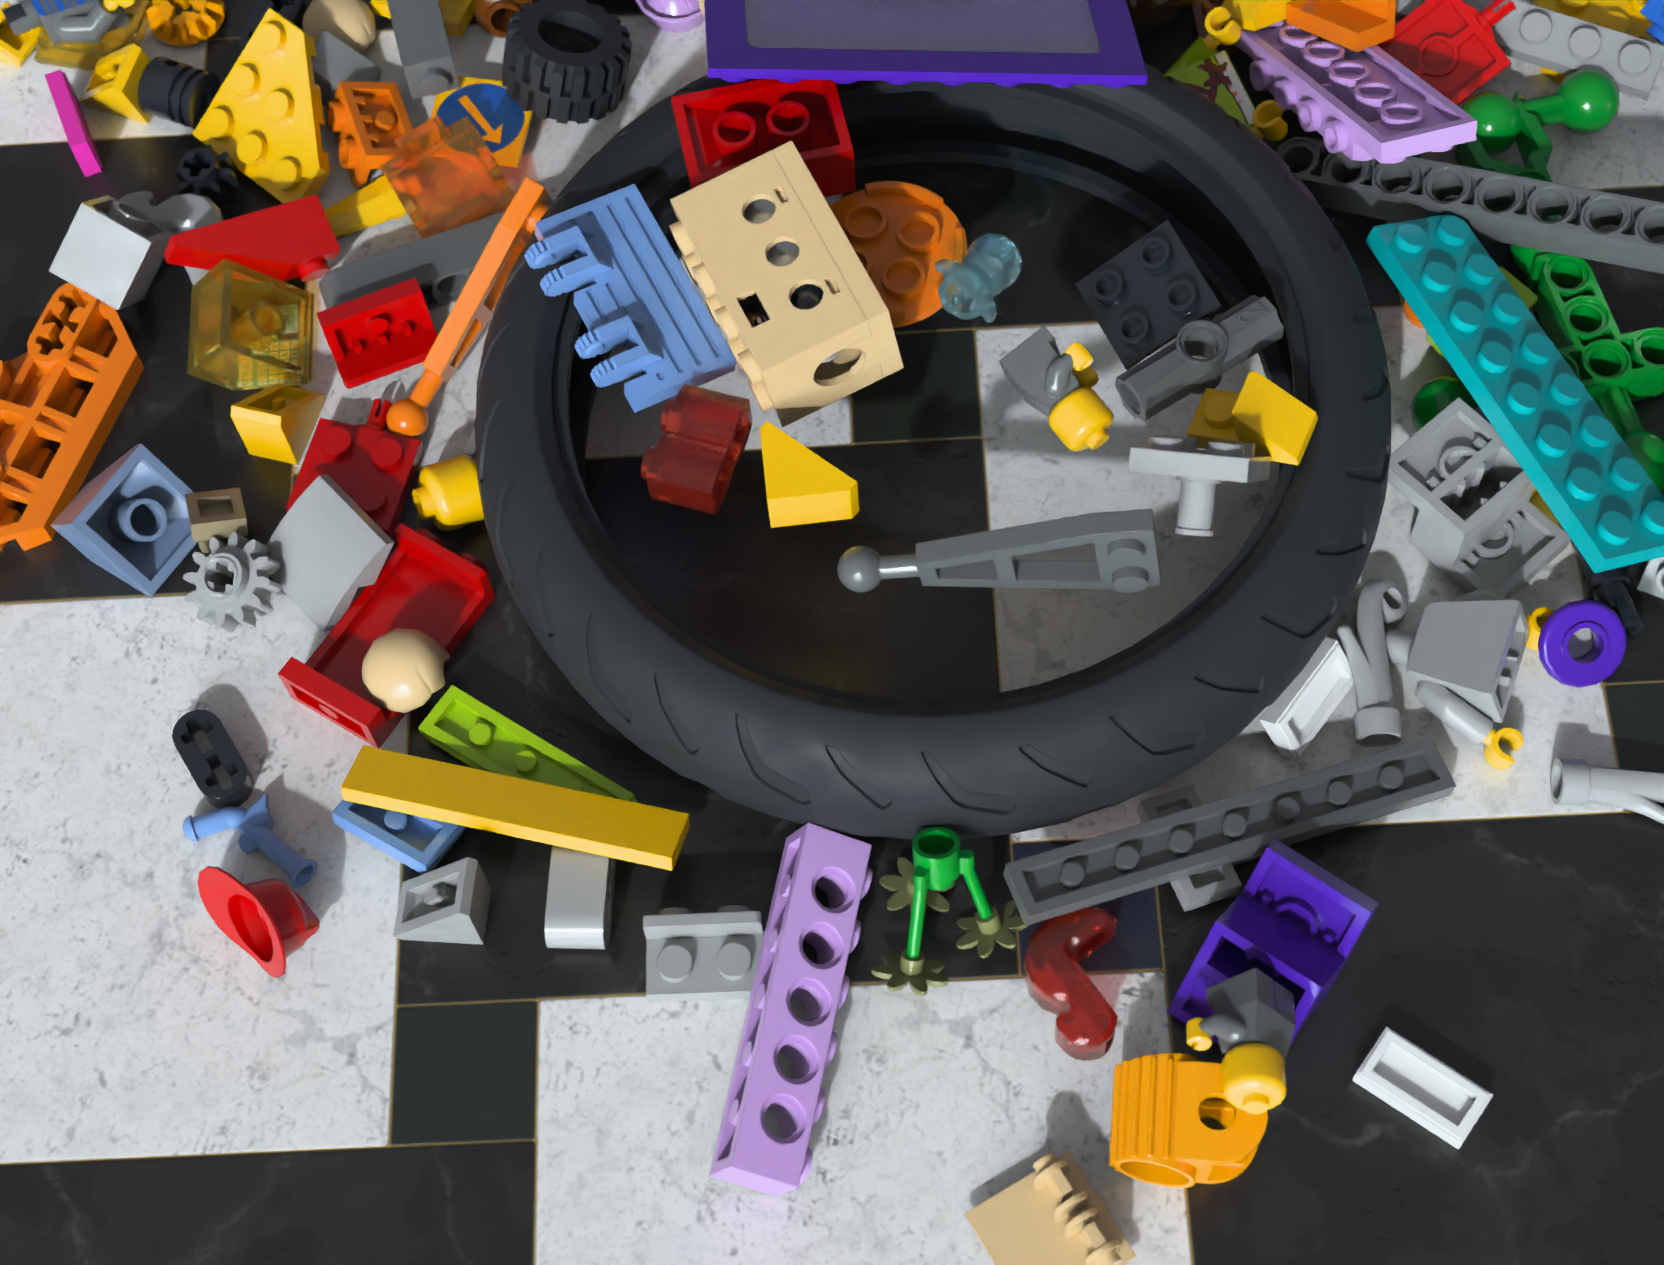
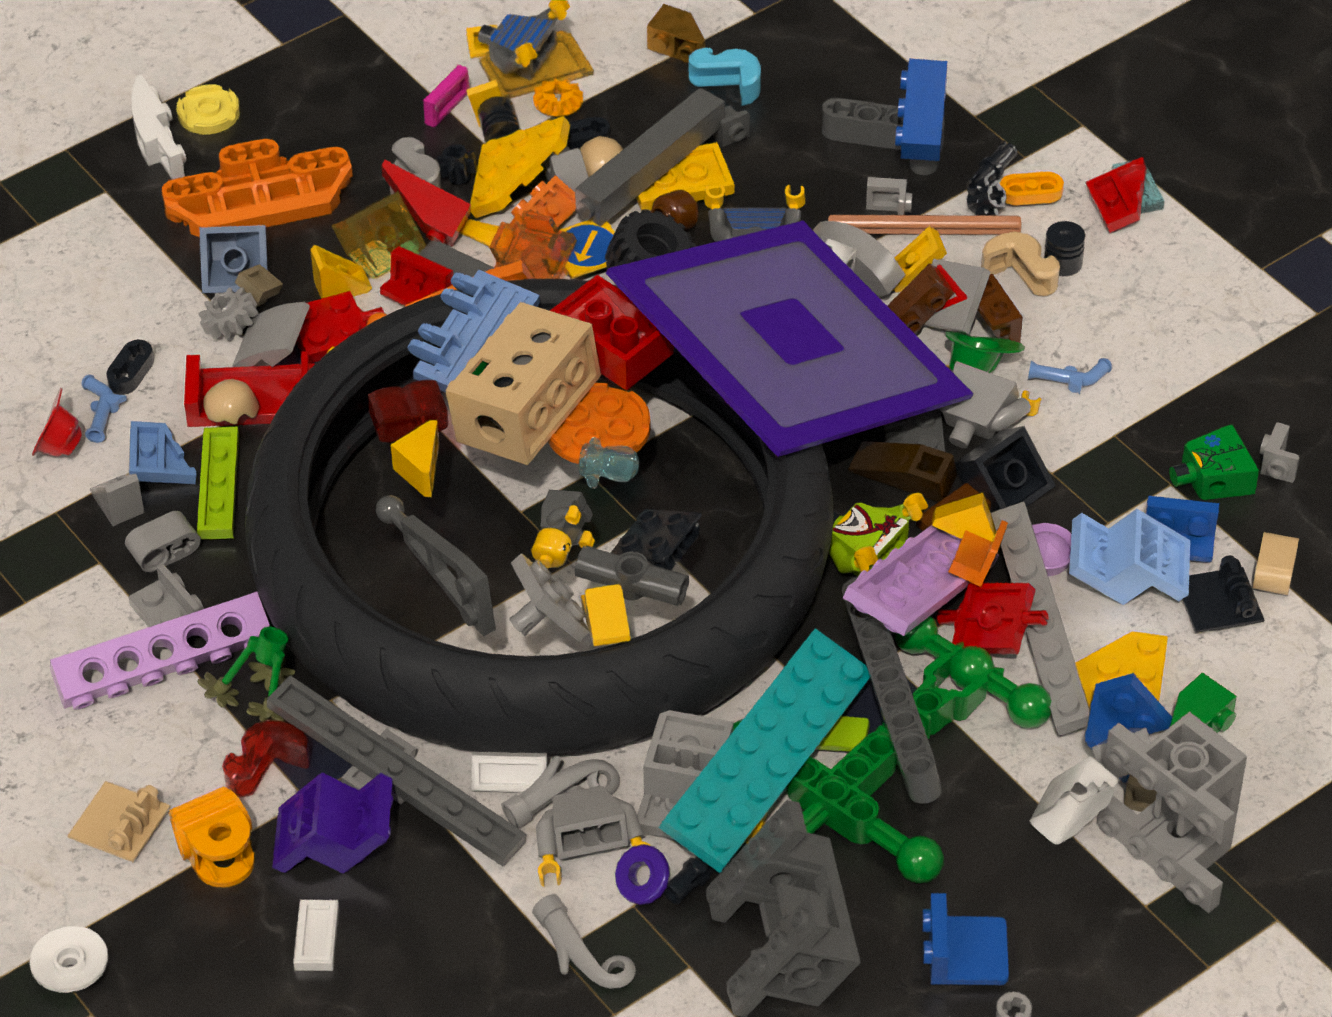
camera: 50 degrees right, 15 degrees down
(111, 251) = (365, 147): head -> none
(517, 807) = (185, 485): yellow tile -> none
(1255, 1032) = (263, 819): piece -> none

